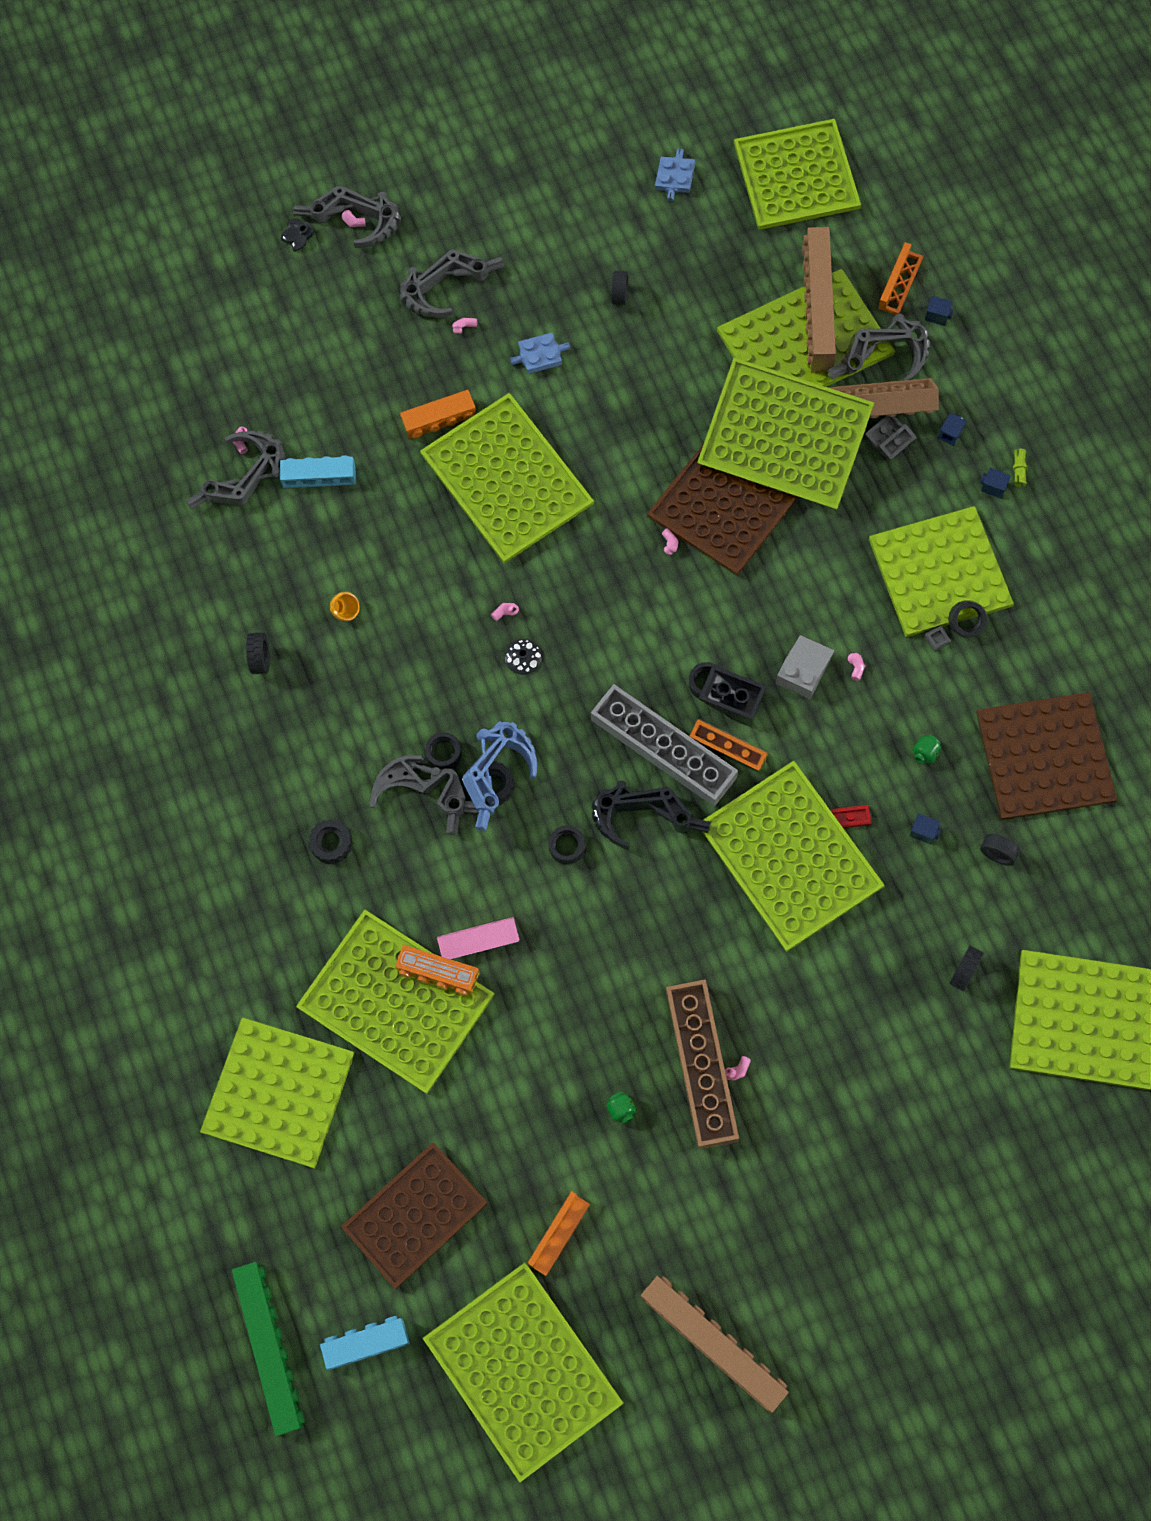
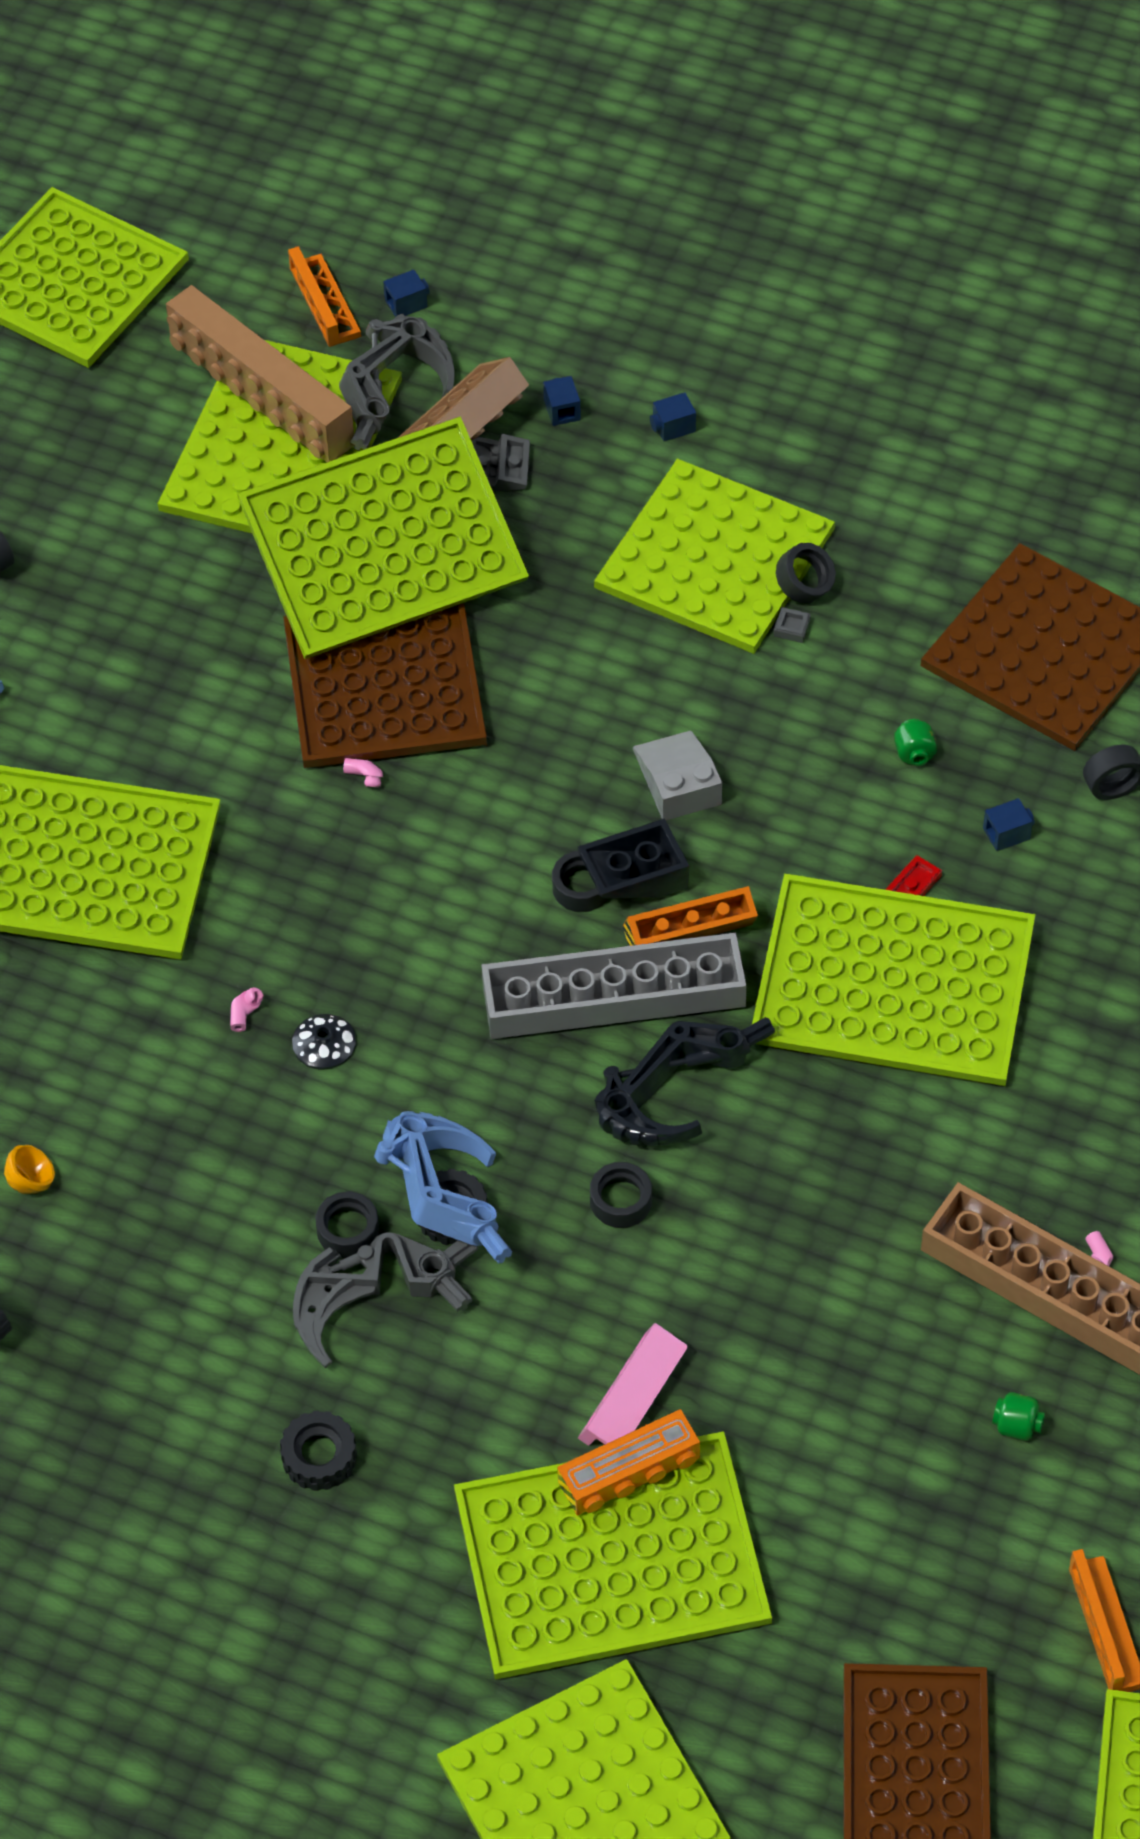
camera: 50 degrees left, 15 degrees down
(857, 661) = (738, 722): bright pink arm -> none
(1020, 467) = (682, 382): lime pin -> none

